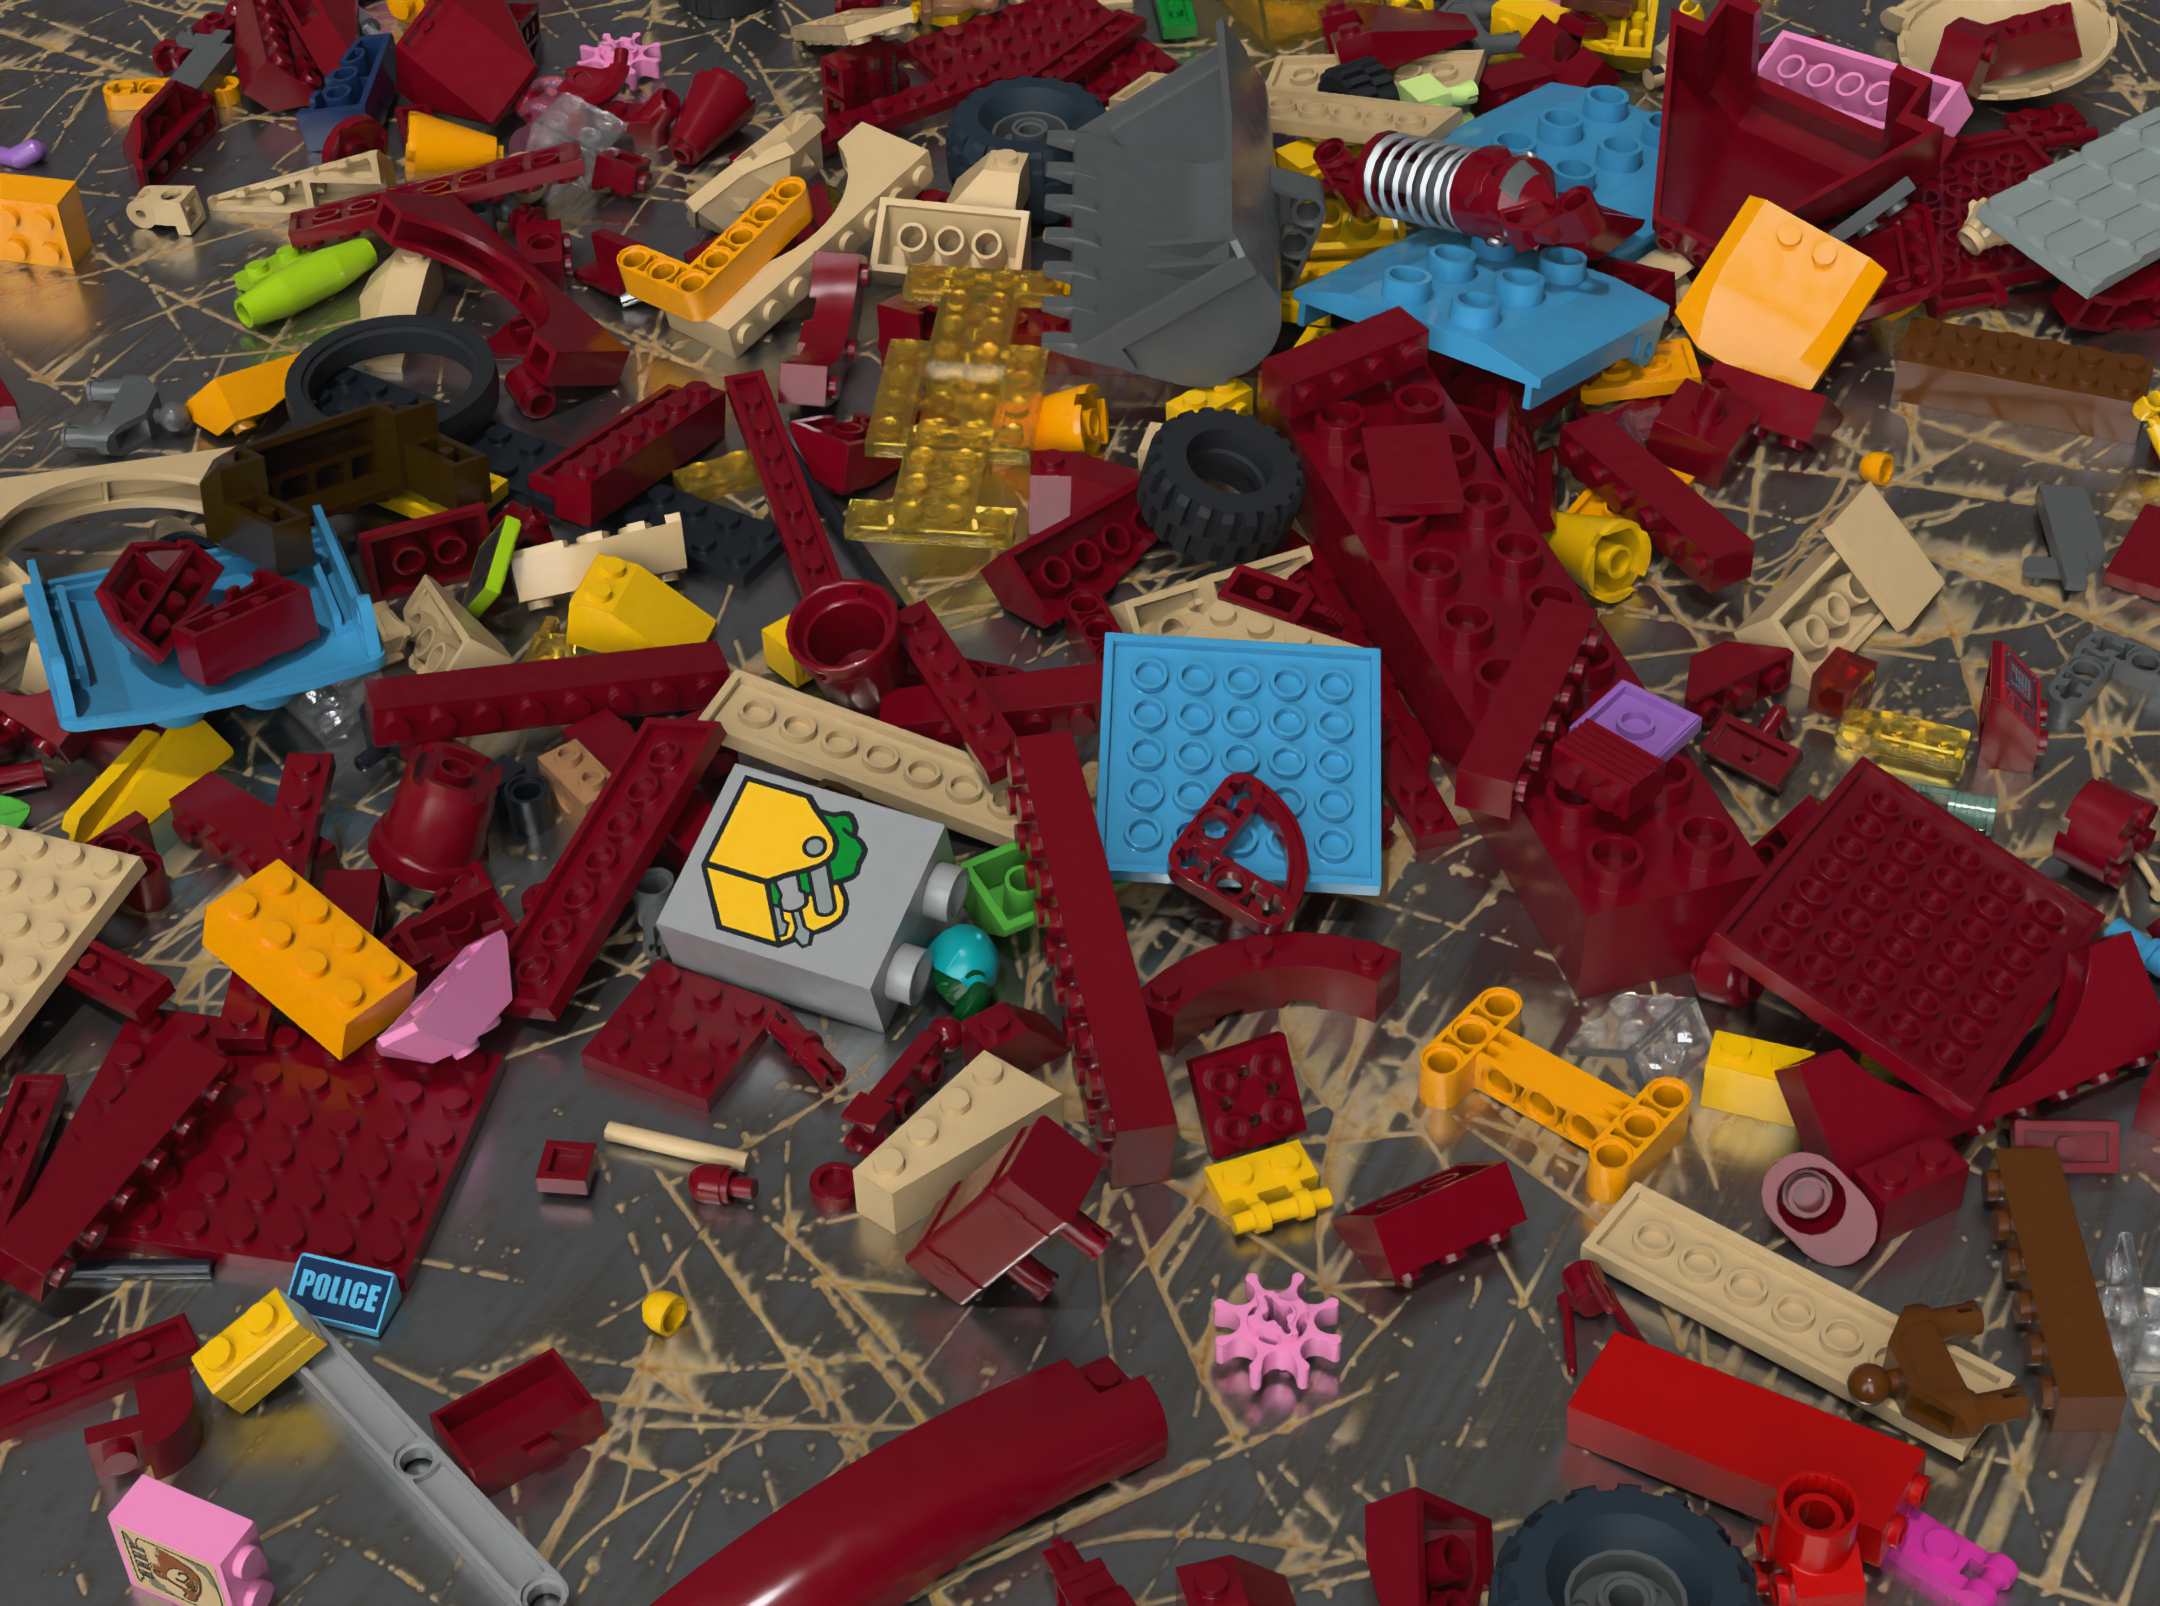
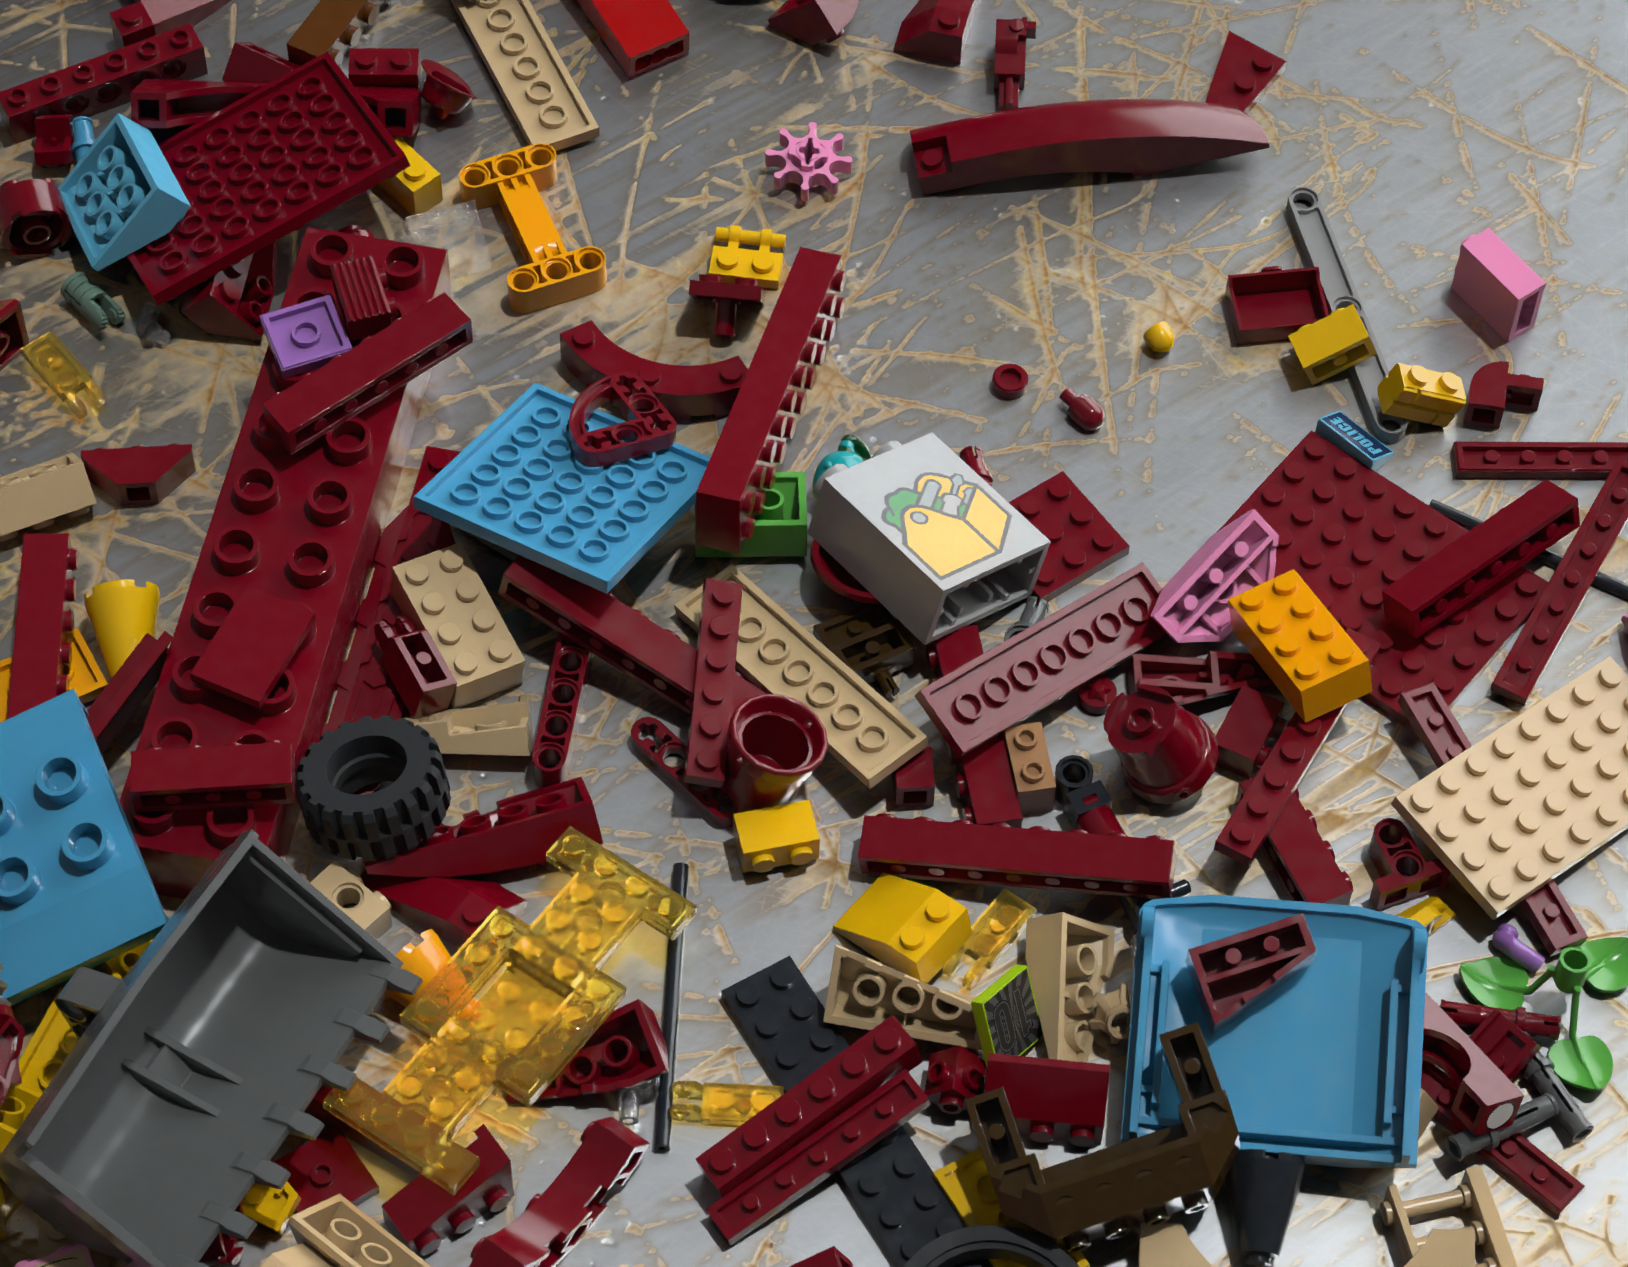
camera: 155 degrees left, 15 degrees up
(152, 590) = (1314, 1012): dark red wedge -> none
(410, 1373) = (1332, 344): none -> yellow brick
(567, 1167) = (1176, 462): dark red plate -> none
(677, 1146) = (1096, 454): tan bar -> none
(782, 481) = (703, 1029): dark red plate -> none
(901, 1087) = (937, 414): dark red plate -> none
(949, 1140) = (921, 358): tan wedge -> none
(1007, 1212) = (942, 234): dark red piece -> none
(1013, 1035) = (839, 414): dark red slope -> none
(1433, 1220) = (670, 188): dark red slope -> none
(1590, 1295) = (614, 108): dark red plant -> none
(1755, 750) = (176, 405): dark red plate -> none
(1841, 683) = (61, 430): clear red brick -> none
(2020, 867) = (122, 194): none -> medium azure slope

